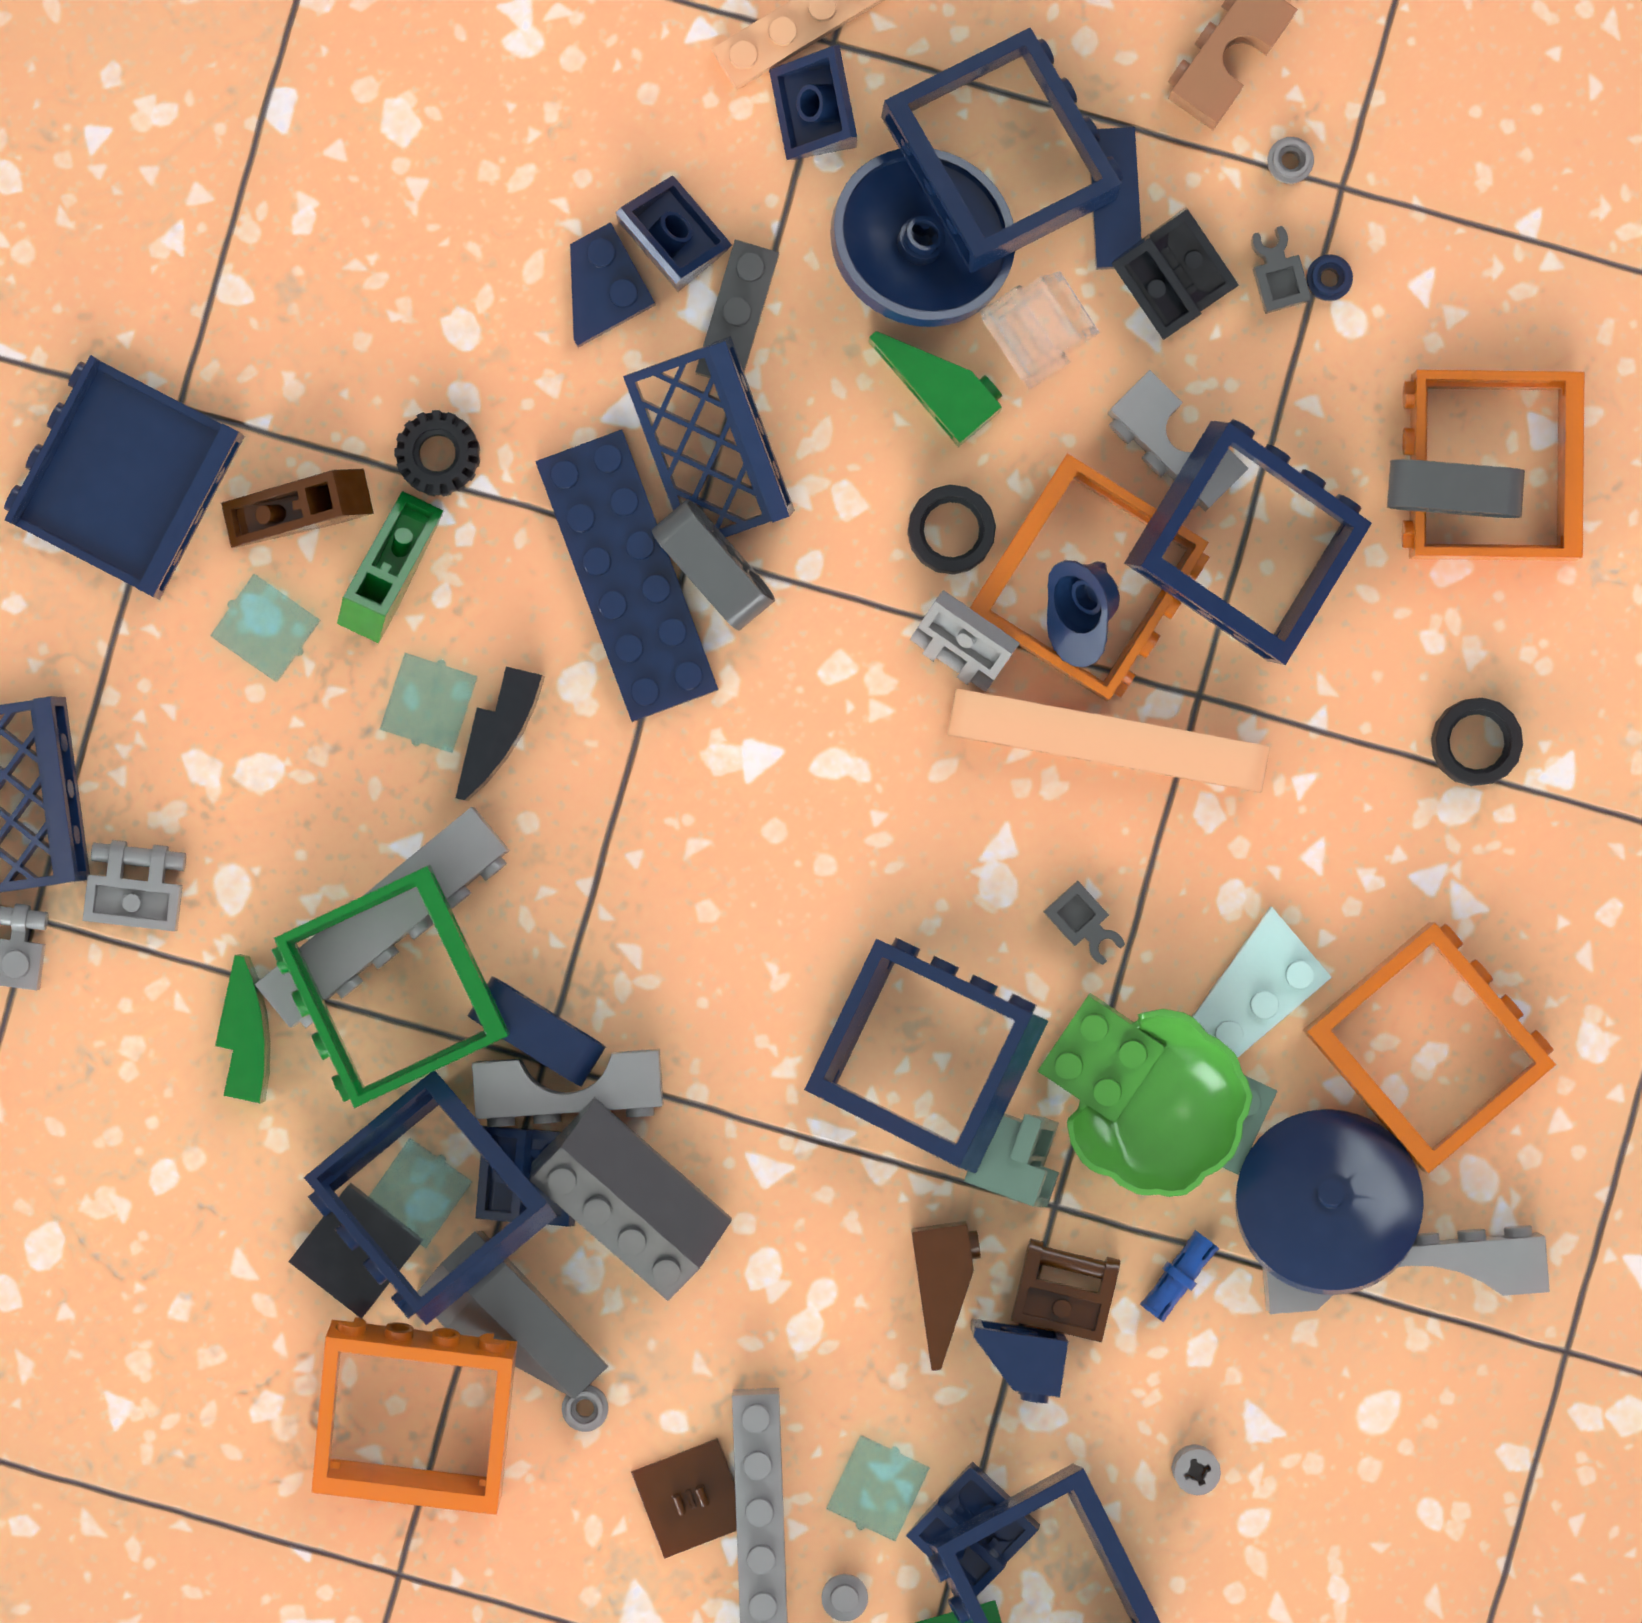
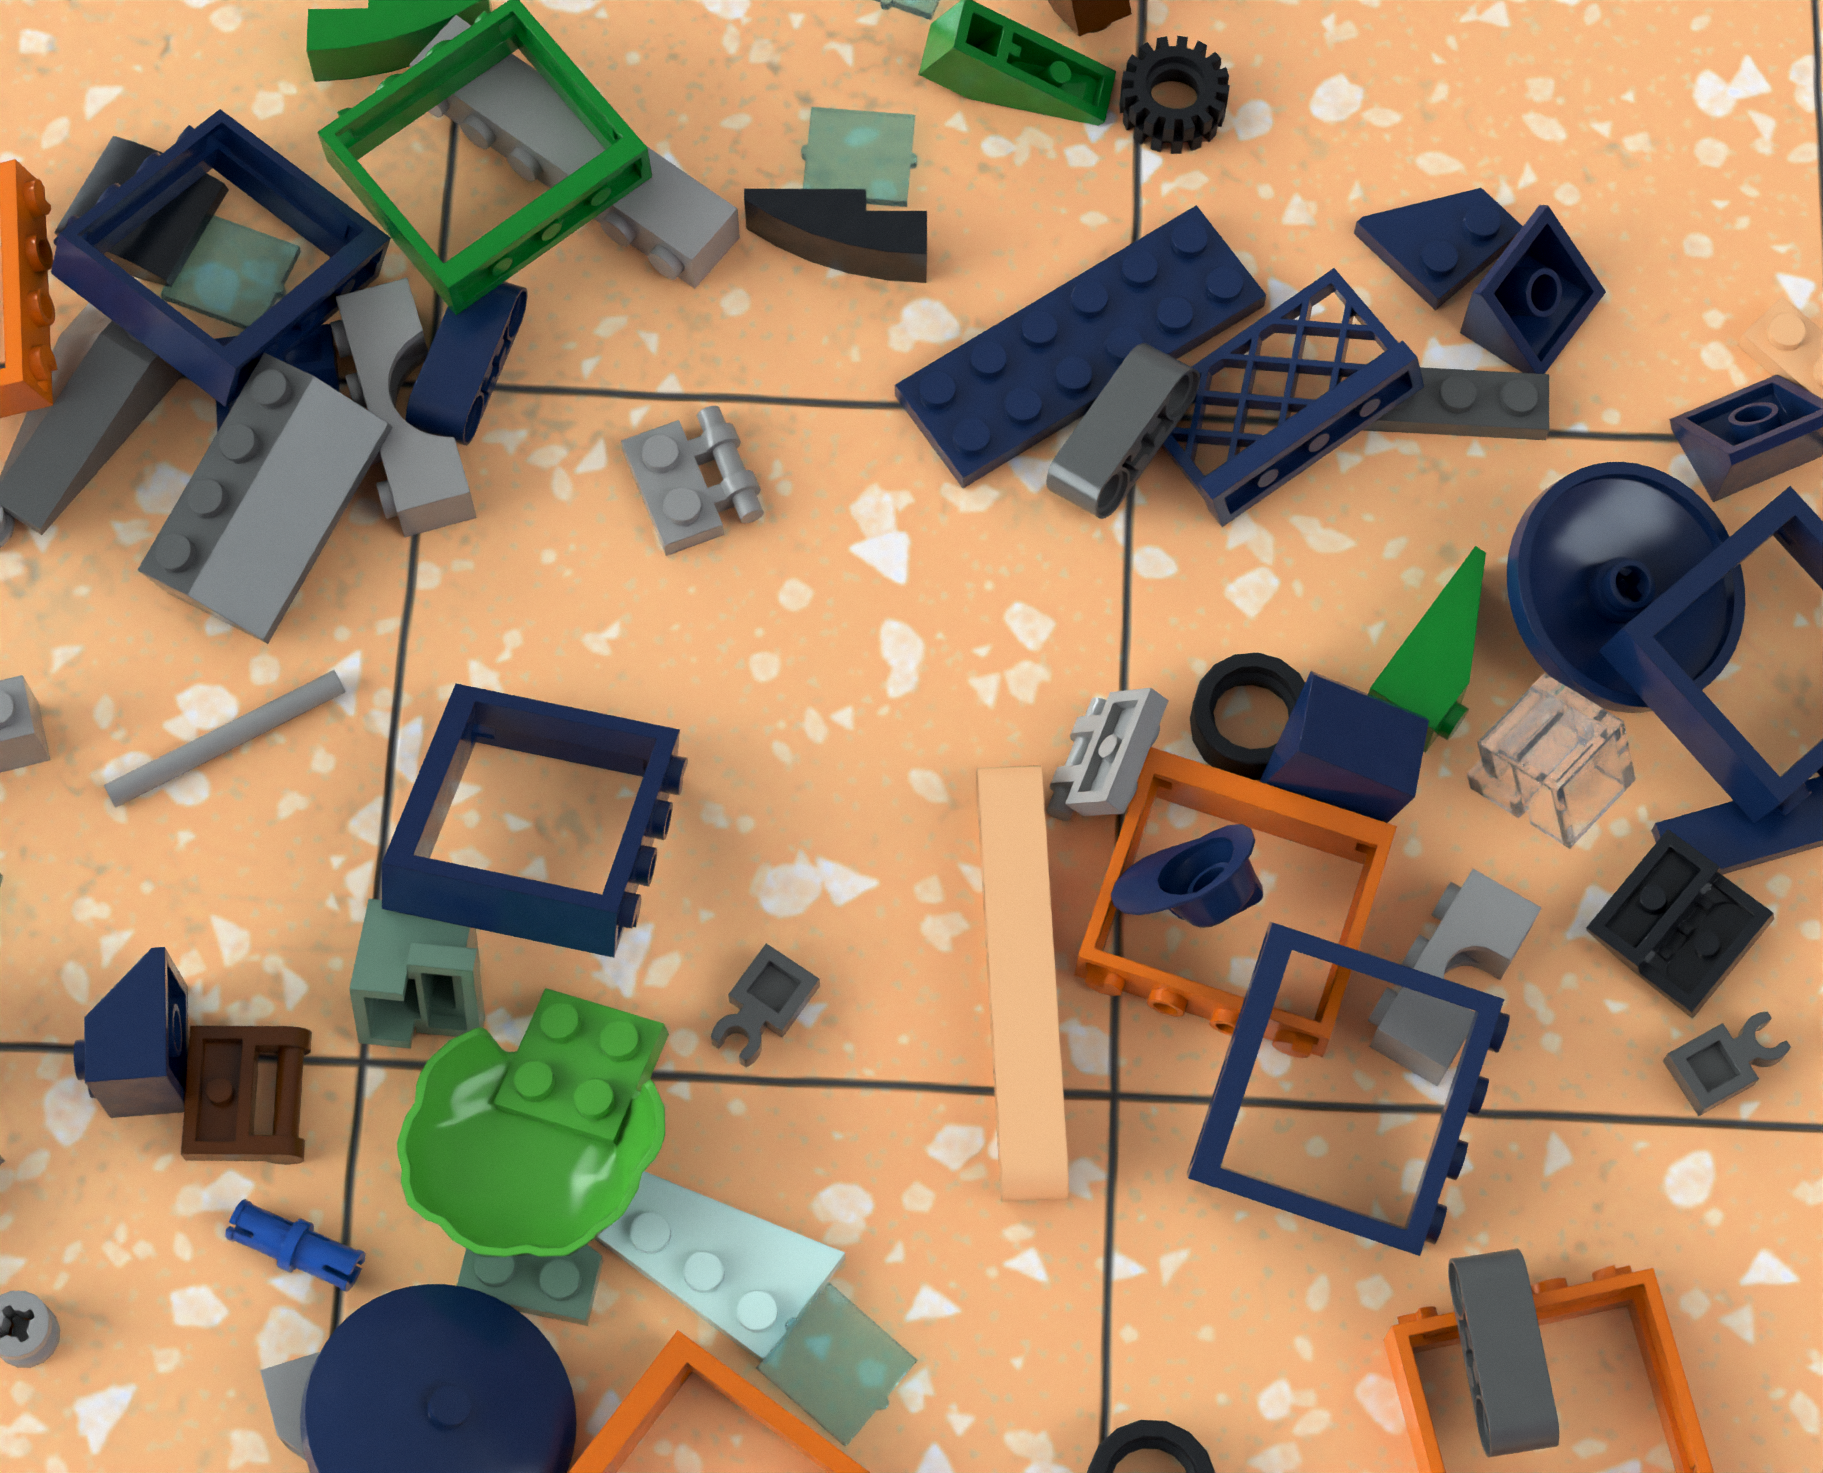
camera: 75 degrees right, 20 degrees down
(670, 900) = (674, 488): none -> light grey plate
(795, 1260) = (224, 738): none -> light grey bar
(944, 1275) = (232, 925): reddish brown slope -> none
(1006, 471) = (1349, 750): none -> dark blue slope
(1339, 267) = (1749, 1118): dark blue plate -> none
(1345, 929) = (836, 1364): none -> clear light blue piece

